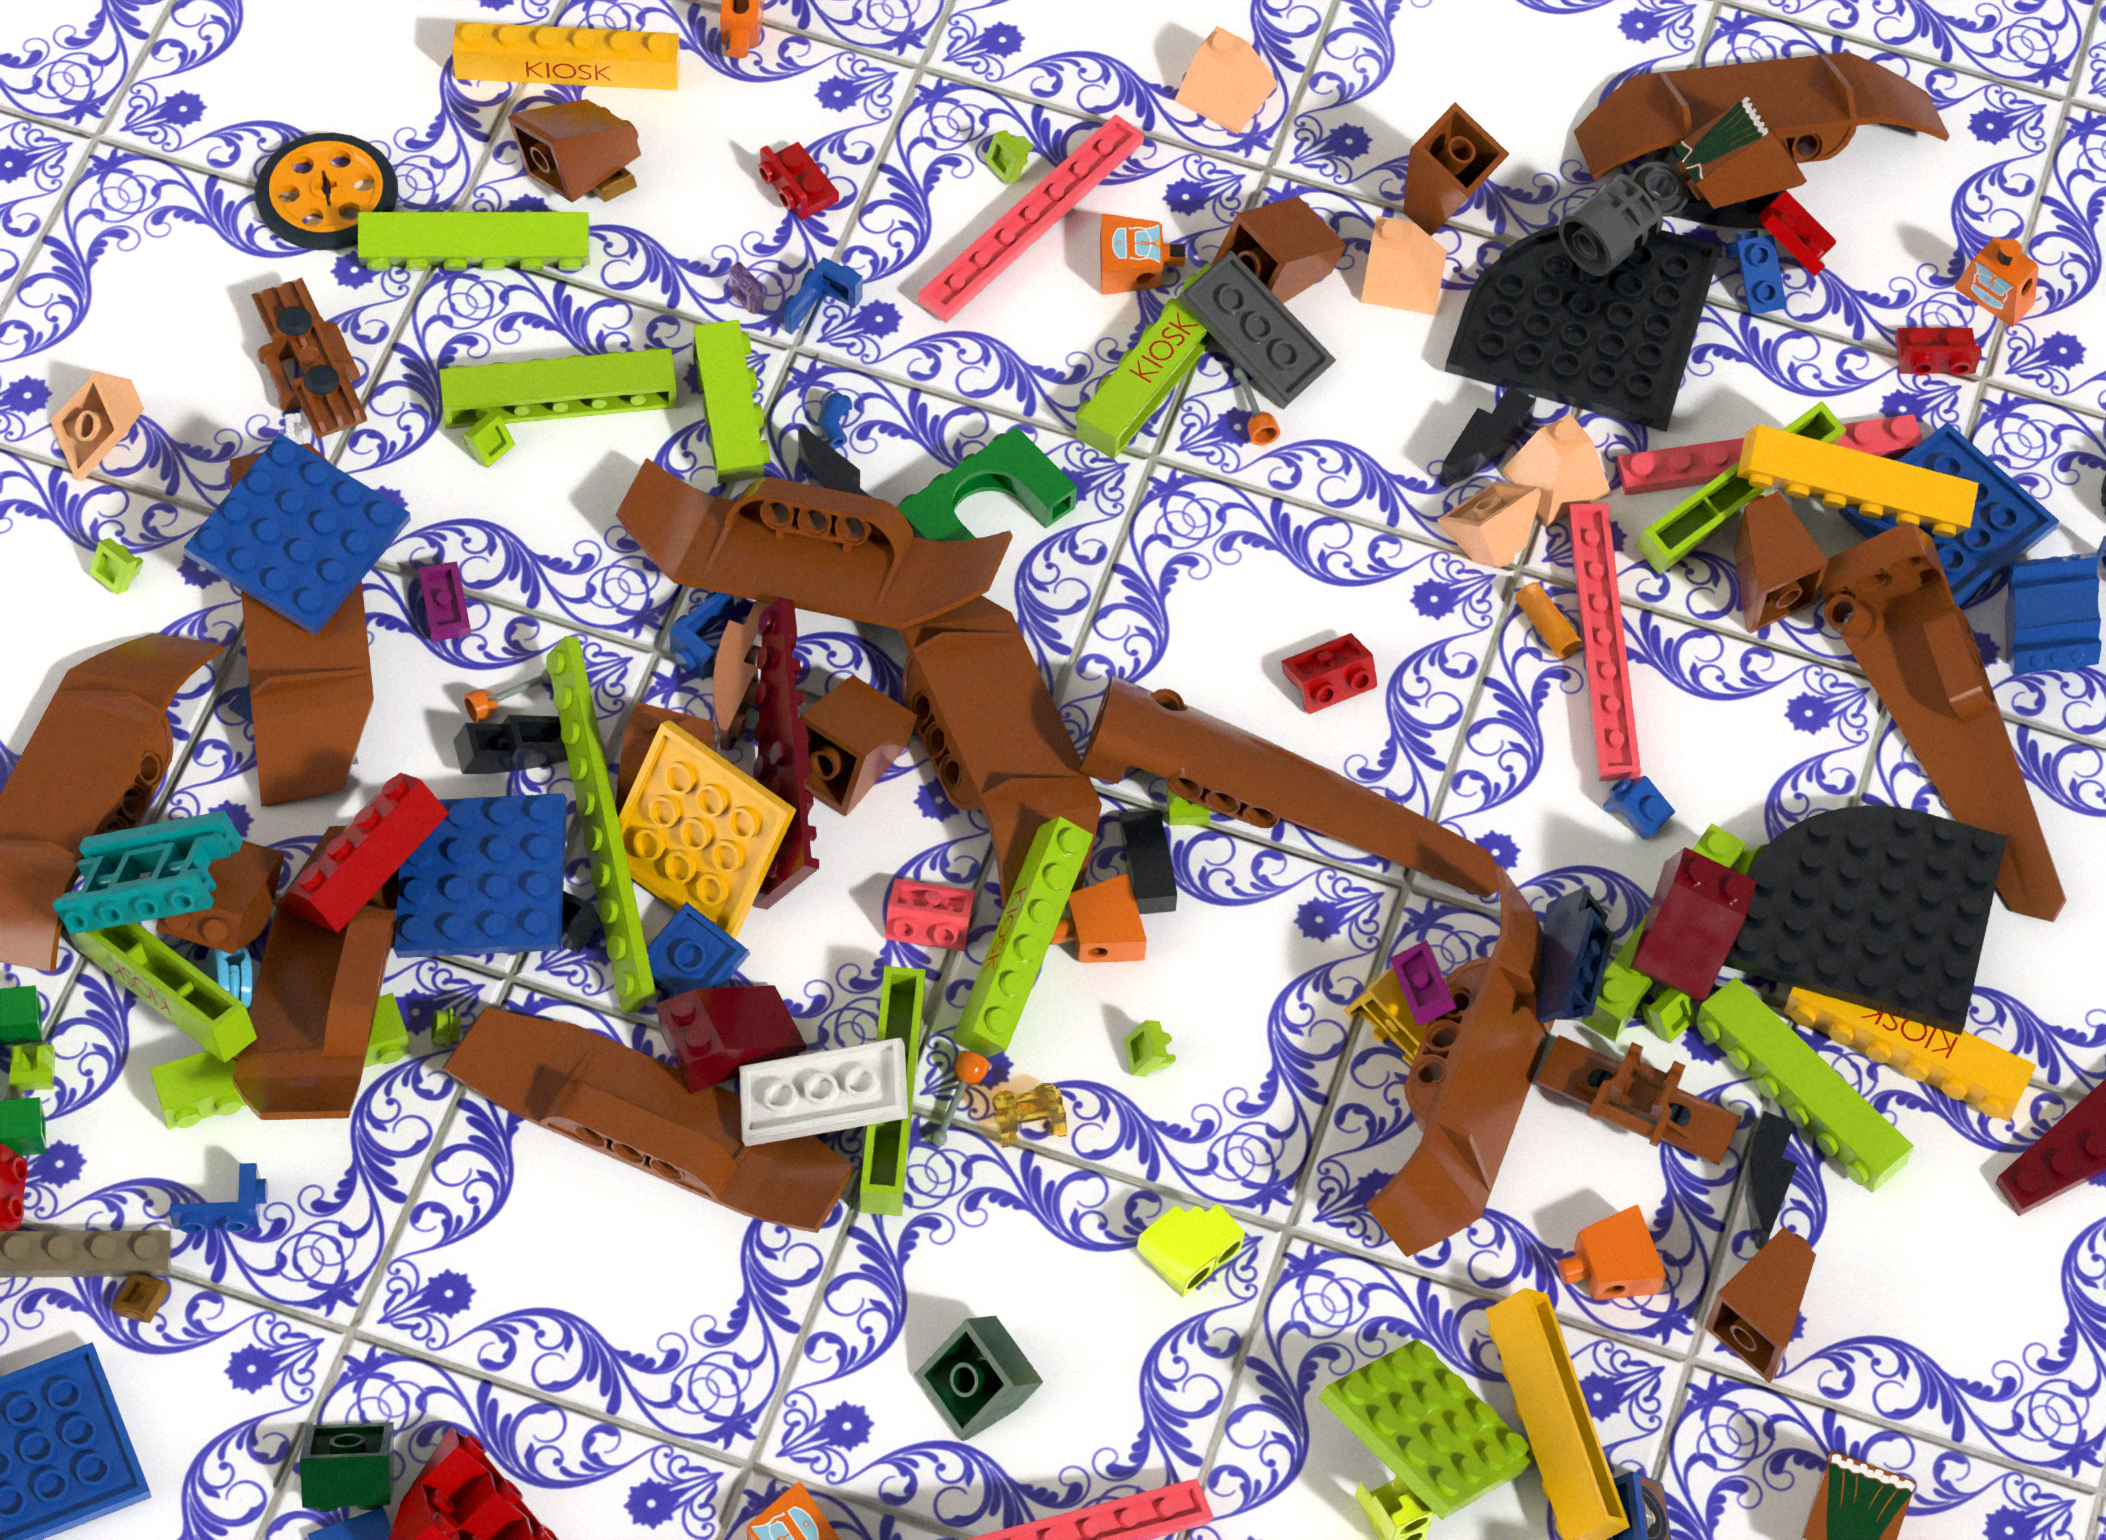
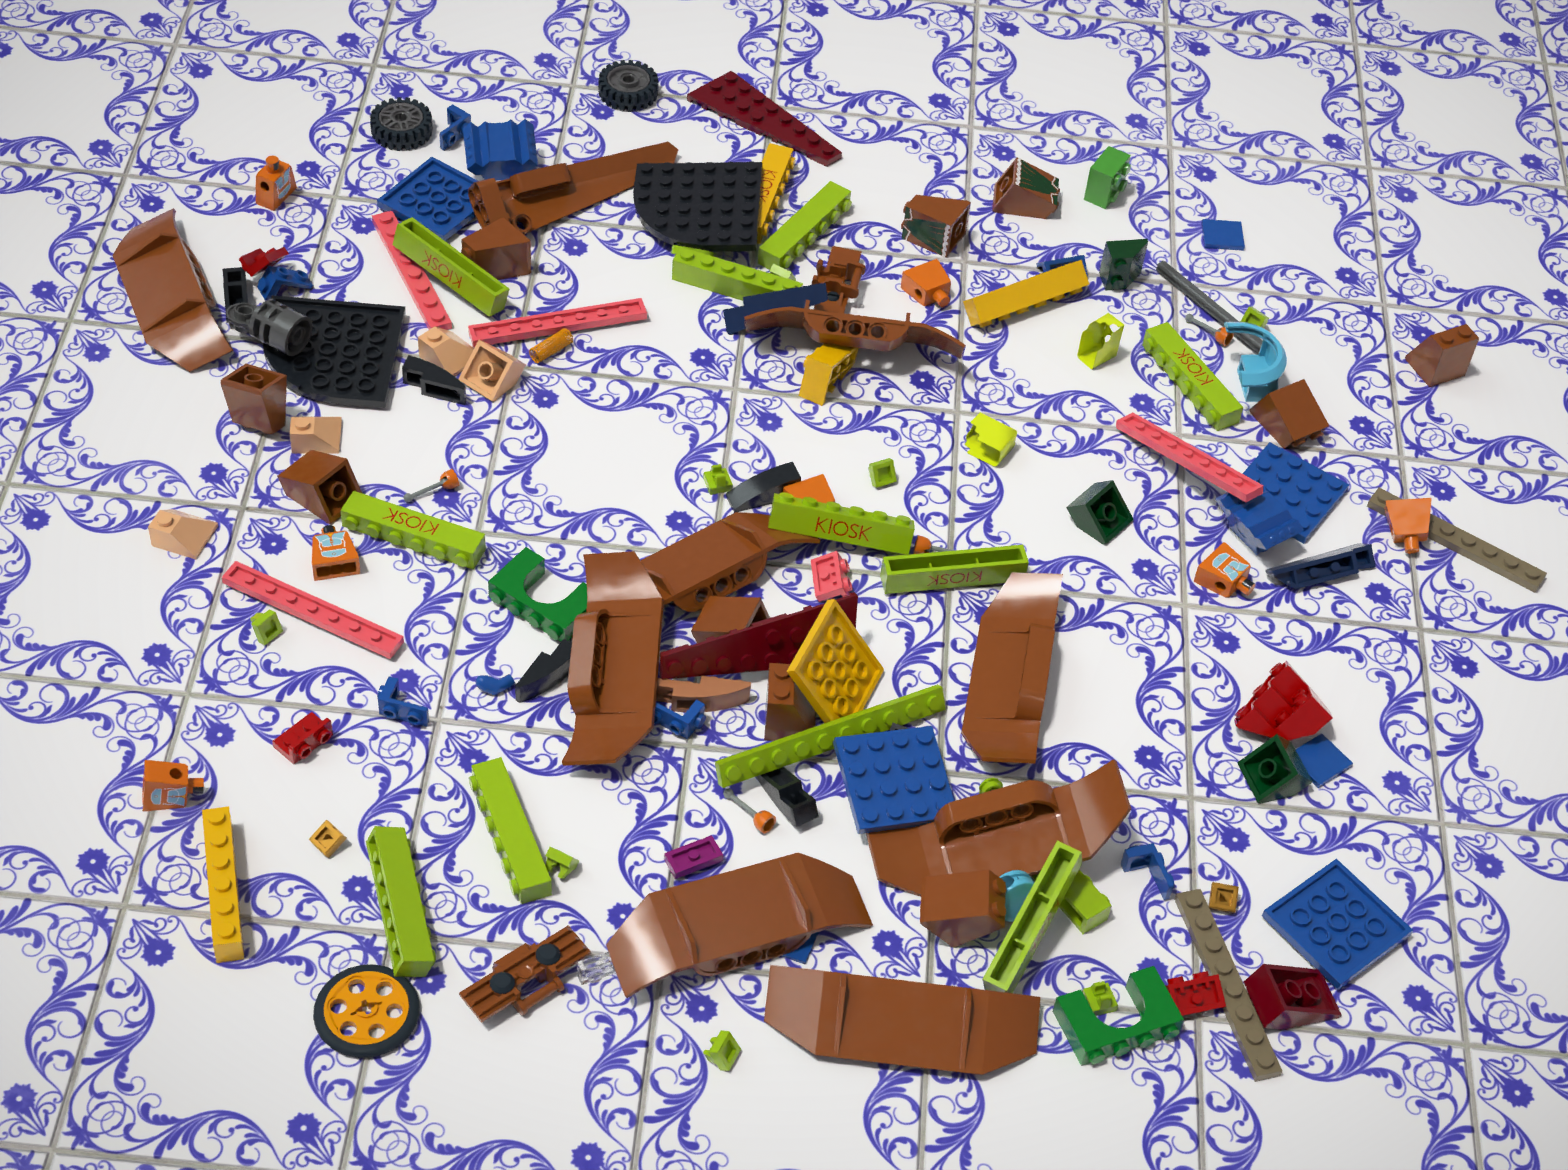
camera: 105 degrees left, 10 degrees down
(96, 420) = (613, 1091): light nougat slope -> none
(173, 849) = (960, 929): teal fence -> none
(297, 534) = (697, 912): blue plate -> none
(364, 854) = (910, 832): red slope -> none
(573, 145) = (311, 852): dark orange slope -> none
(693, 954) = (899, 677): blue tile -> none
(726, 1028) = (946, 652): dark red slope -> none
(728, 402) = (501, 732): lime wedge -> none
(745, 288) = (404, 744): clear purple tile -> none
(823, 1092) = (974, 591): white tile -> none
(1026, 1107) = (940, 513): clear yellow piece -> none
(1256, 329) = (383, 483): dark grey tile -> none
(1264, 782) = (700, 452): dark orange panel -> none
(1331, 672) = (611, 429): red bracket -> none
(1422, 983) = (828, 337): magenta plate -> none
(1428, 1428) = (1059, 328): lime plate -> none
(1640, 805) = (658, 299): blue bracket -> none
(1692, 923) = (742, 253): dark red slope -> none
(1737, 158) = (221, 275): dark orange slope -> none
(1768, 1175) = (863, 235): black slope -> none
(1857, 480) = (444, 213): yellow brick -> none
(1937, 351) = (323, 211): red bracket -> none

